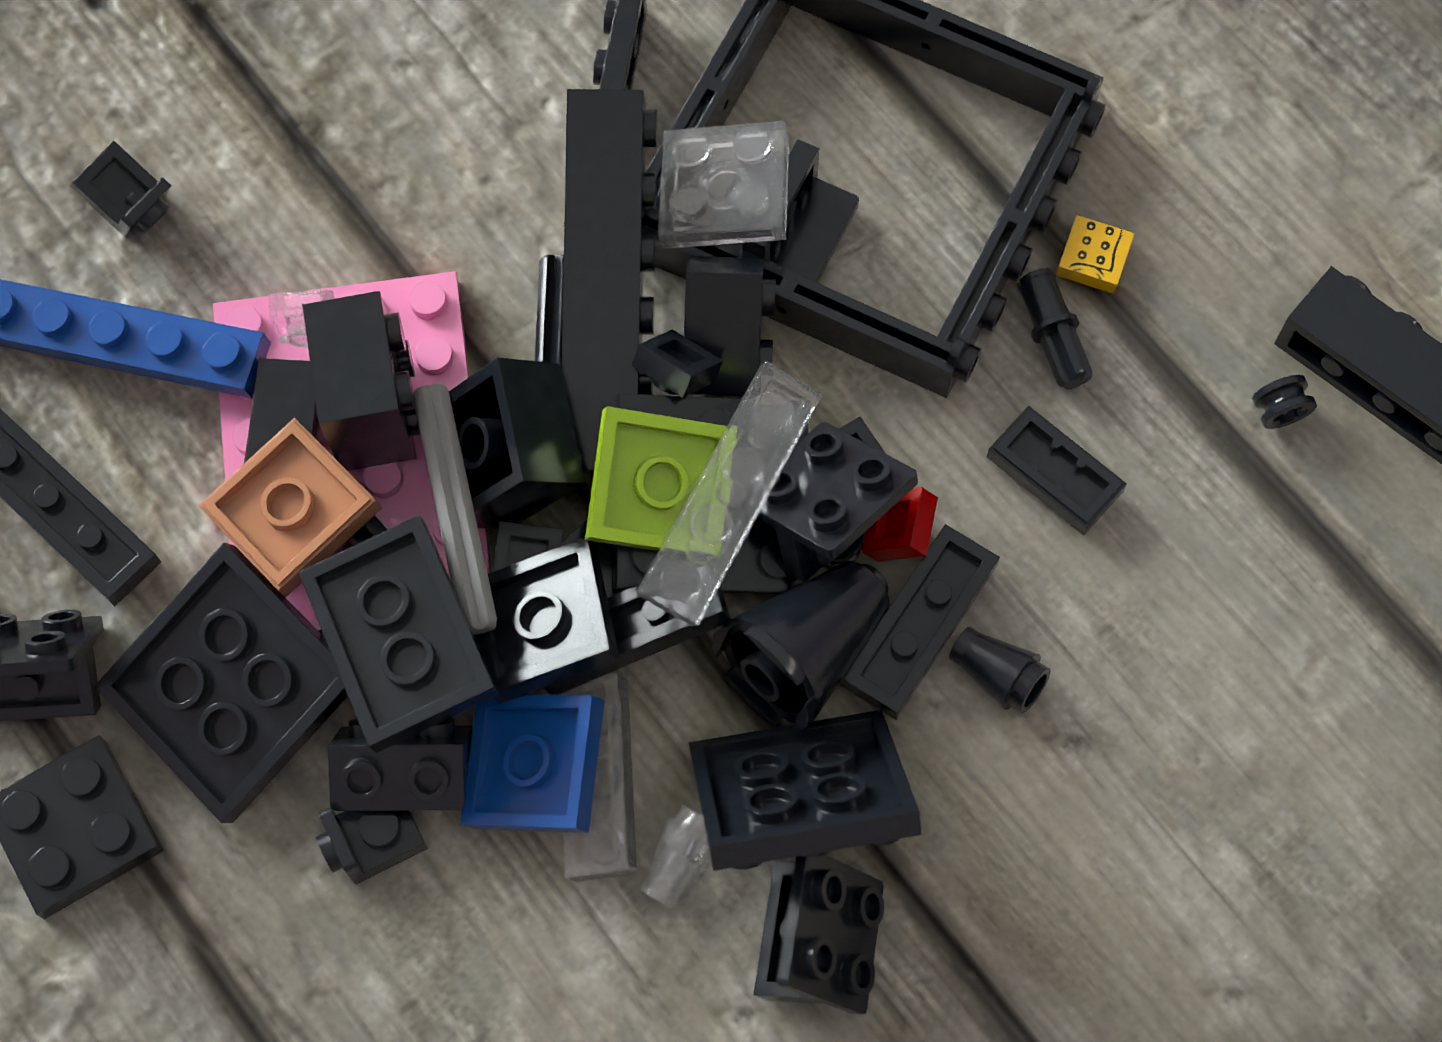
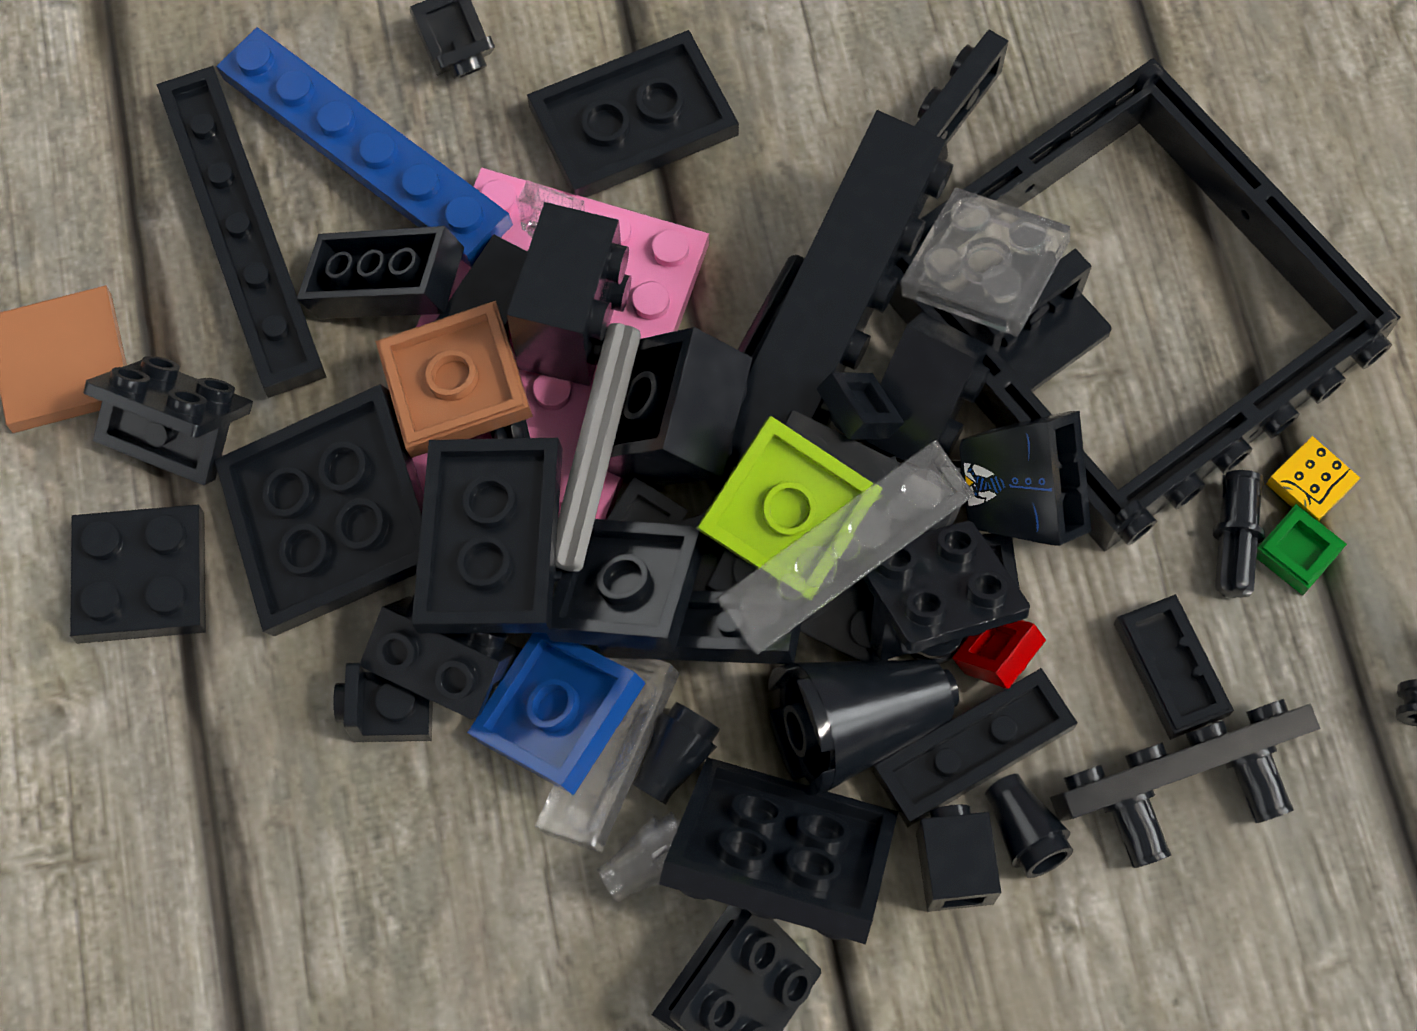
camera: 25 degrees right, 0 degrees up
(169, 441) = (381, 273): none -> black piece
(330, 193) = (633, 115): none -> black plate
(658, 750) = (675, 751): none -> black cone
(856, 361) = (1028, 479): none -> black torso
(955, 725) = (957, 859): none -> black brick
(1072, 595) = (1244, 749): none -> black plate
(1113, 319) = (1299, 549): none -> green tile

